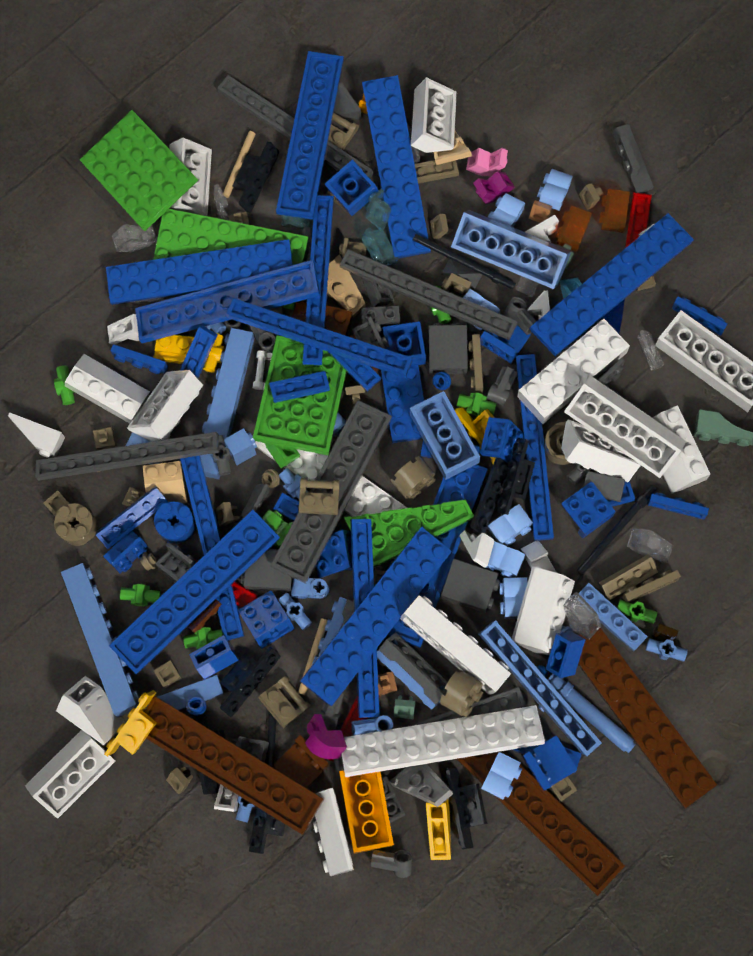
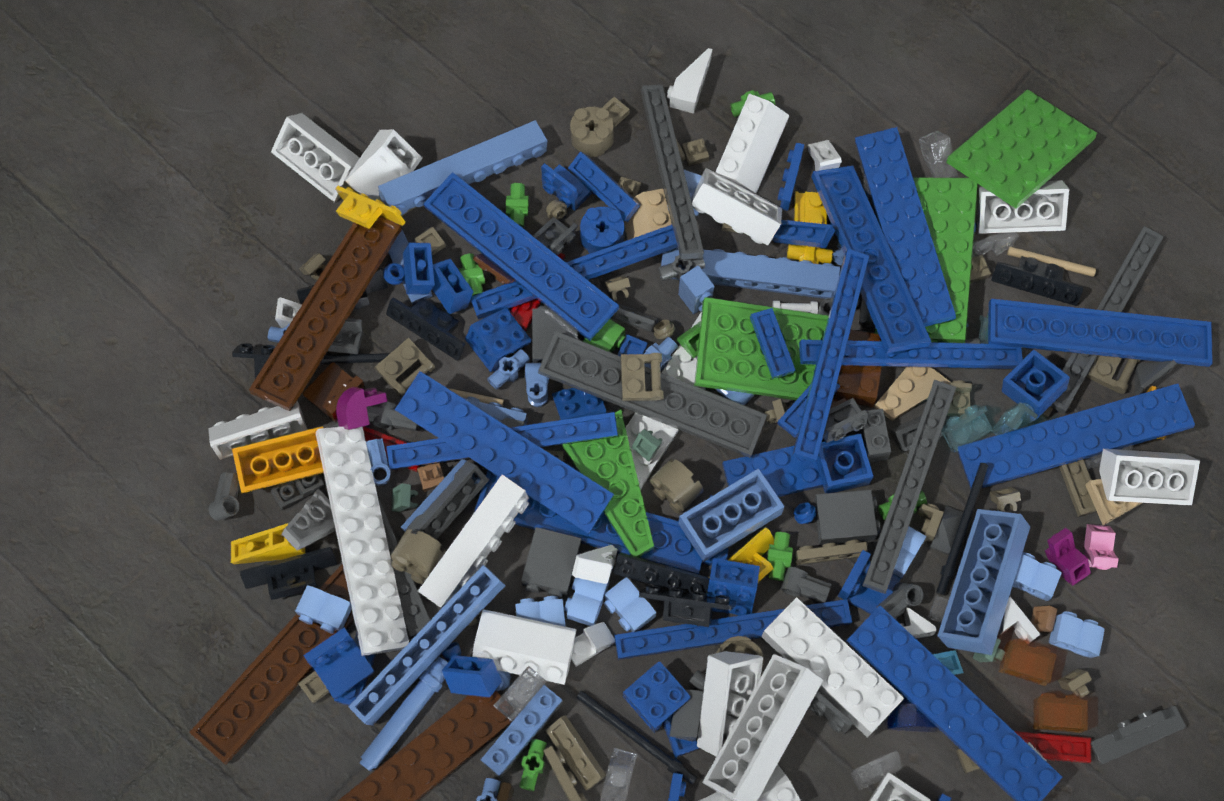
camera: 80 degrees right, 5 degrees down
(196, 682) = (418, 268): none -> blue brick
(376, 498) = (646, 444): none -> sand green tile

